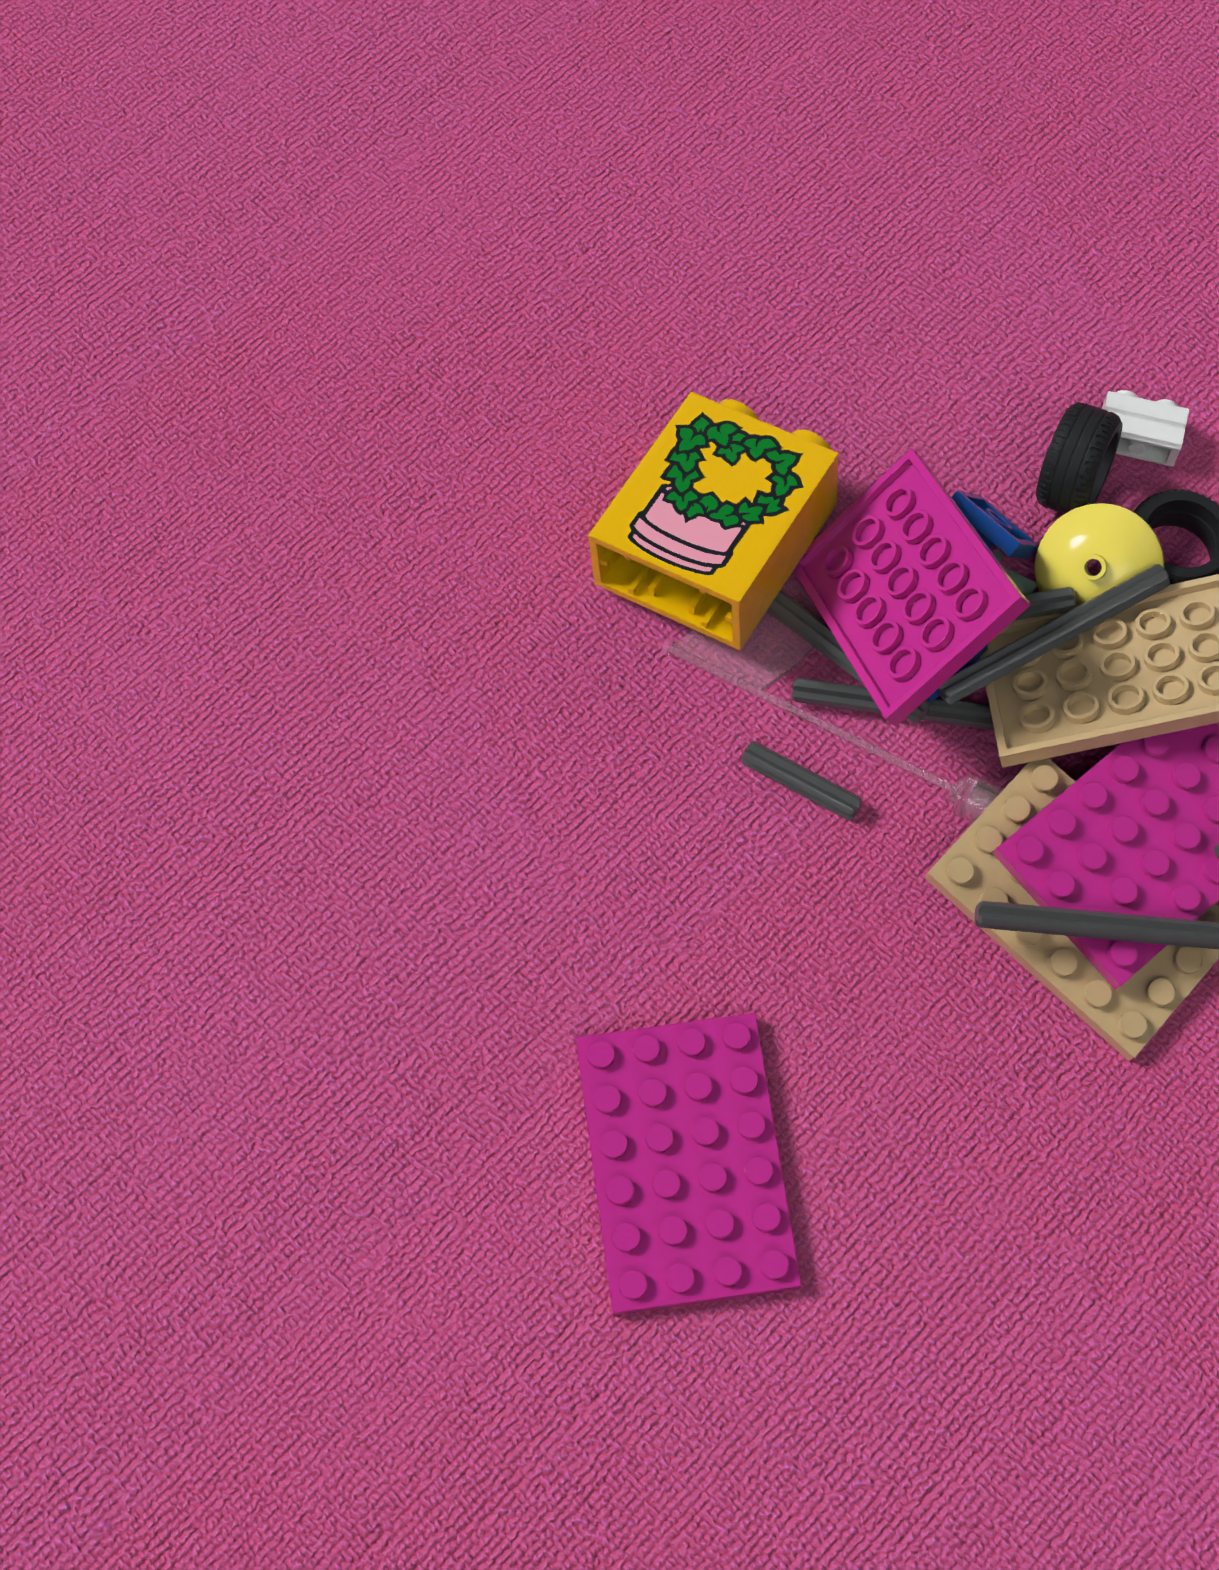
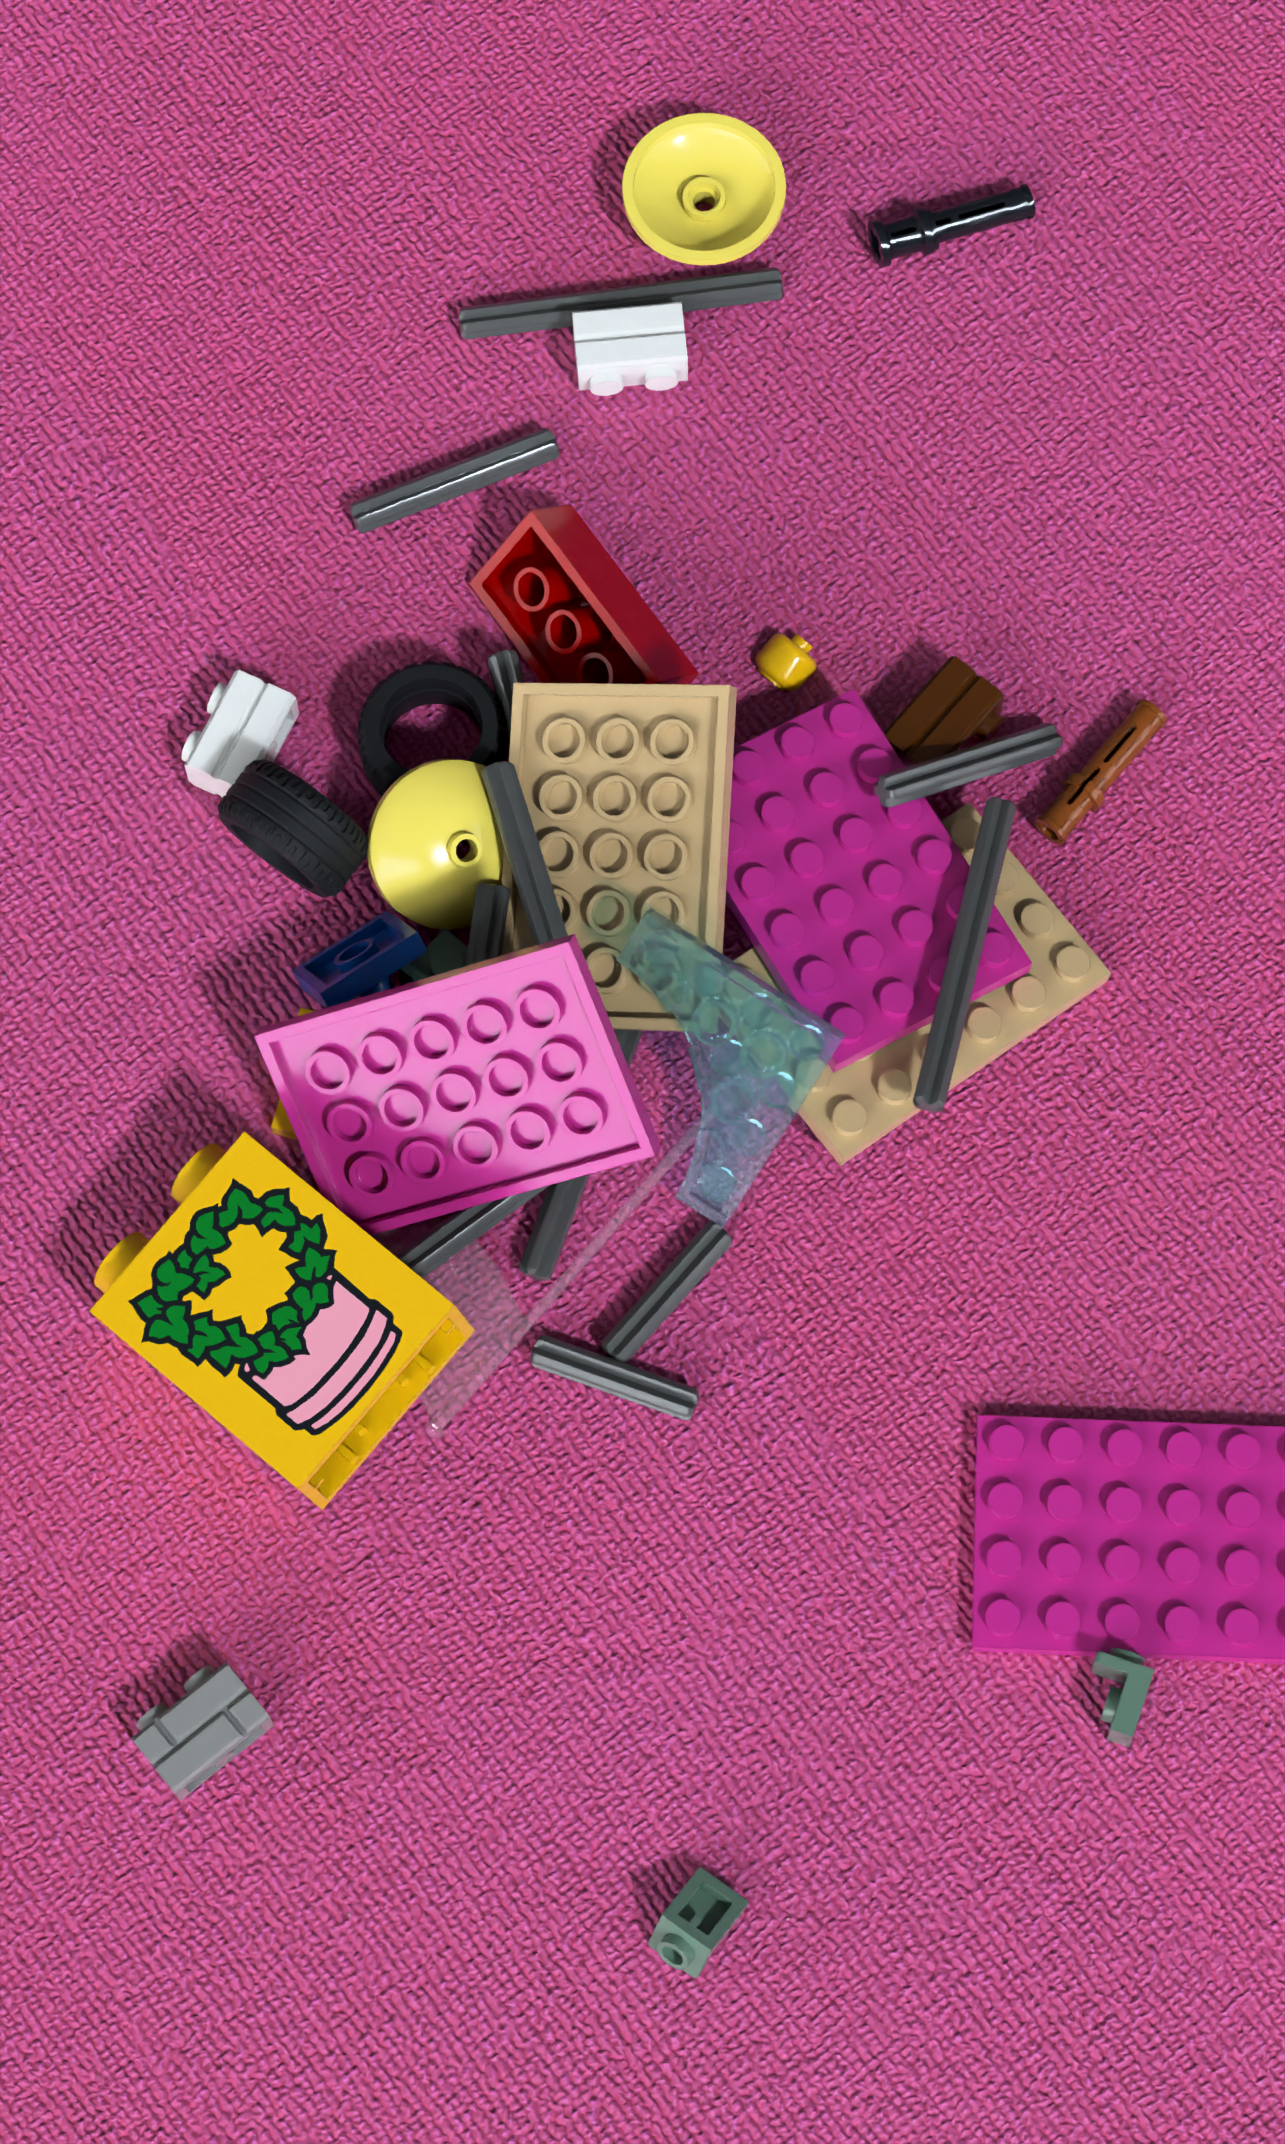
camera: 80 degrees left, 5 degrees up
(342, 877) = (696, 1922): none -> sand green bracket
(427, 537) = (201, 1729): none -> light grey brick
(549, 1157) = (1125, 1704): none -> sand green bracket
(730, 757) = (615, 1377): none -> dark grey axle
(990, 784) = (749, 1053): none -> clear light blue plate

